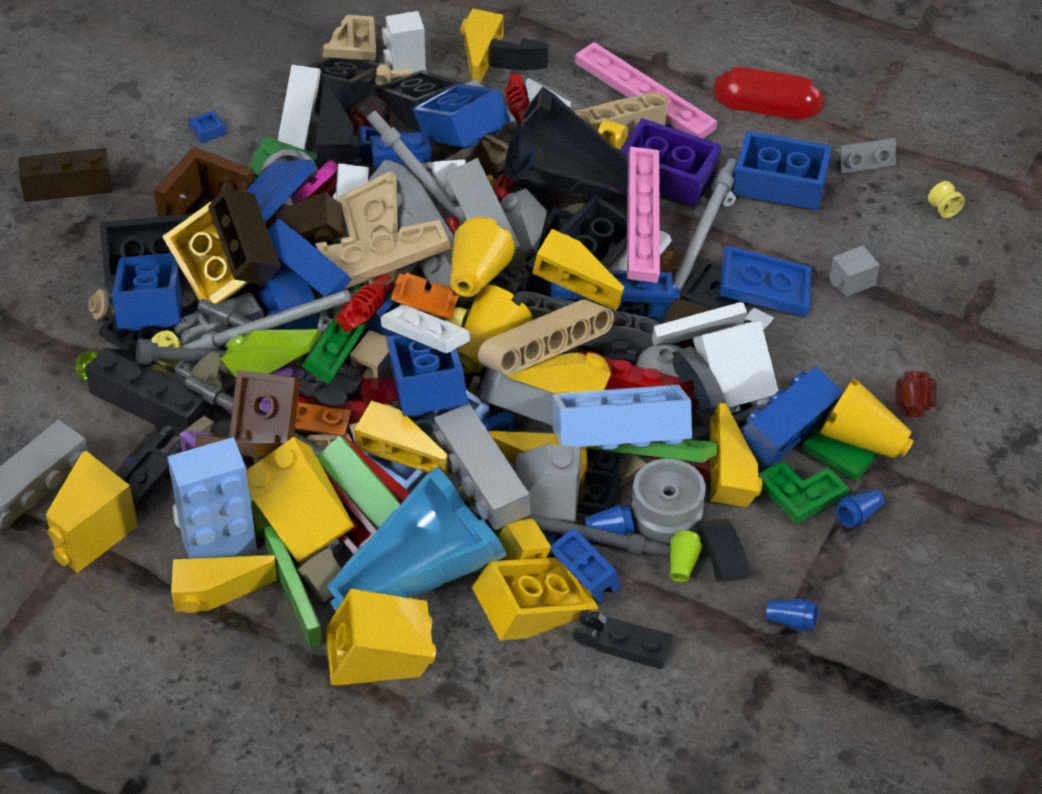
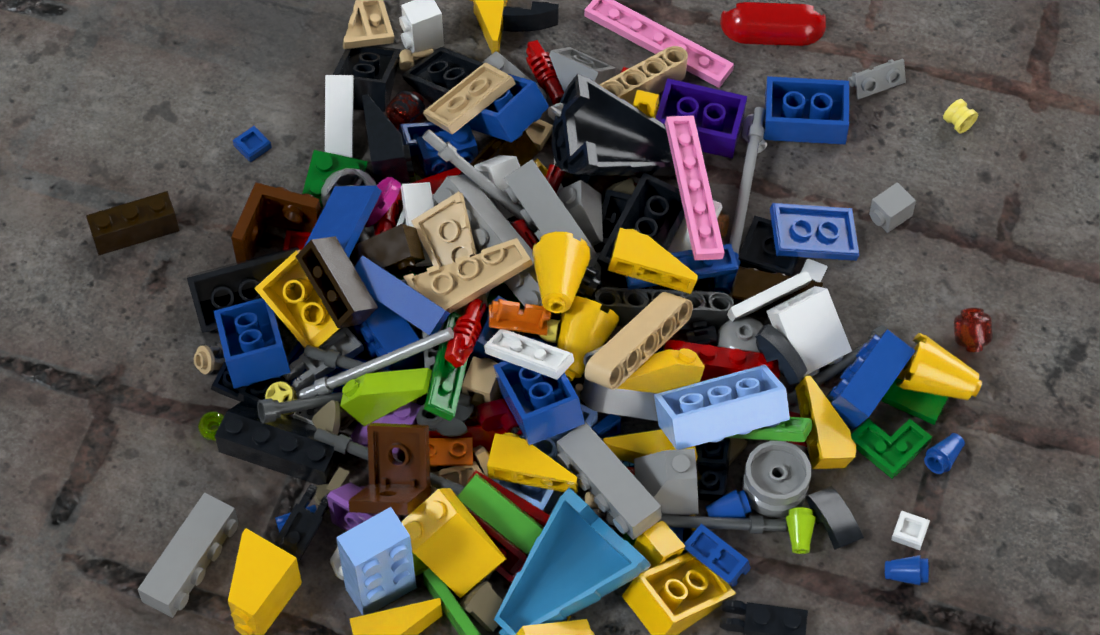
camera: 10 degrees left, 10 degrees up
(430, 102) = (469, 98): none -> tan tile
(805, 577) = (910, 530): none -> white tile

